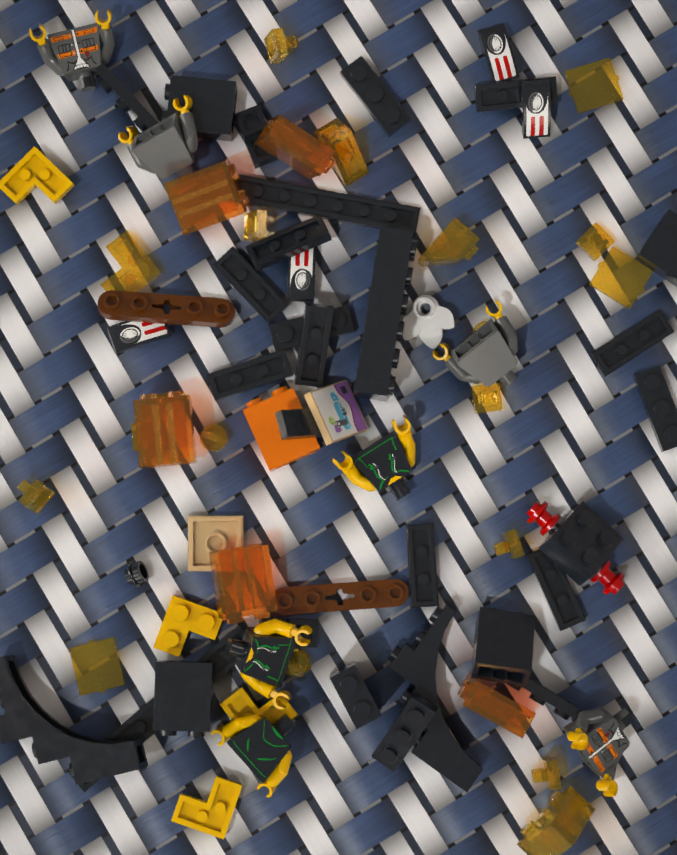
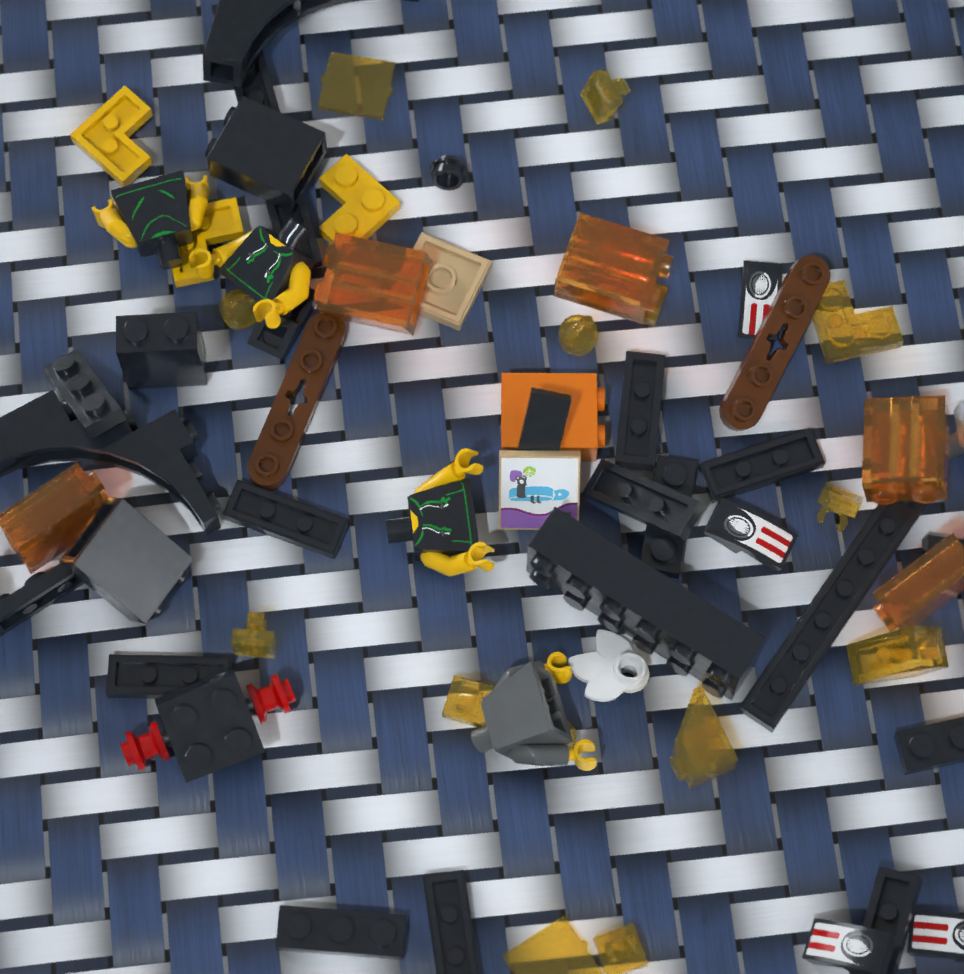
camera: 115 degrees right, 15 degrees down
(288, 243) = (798, 532): black tile -> none

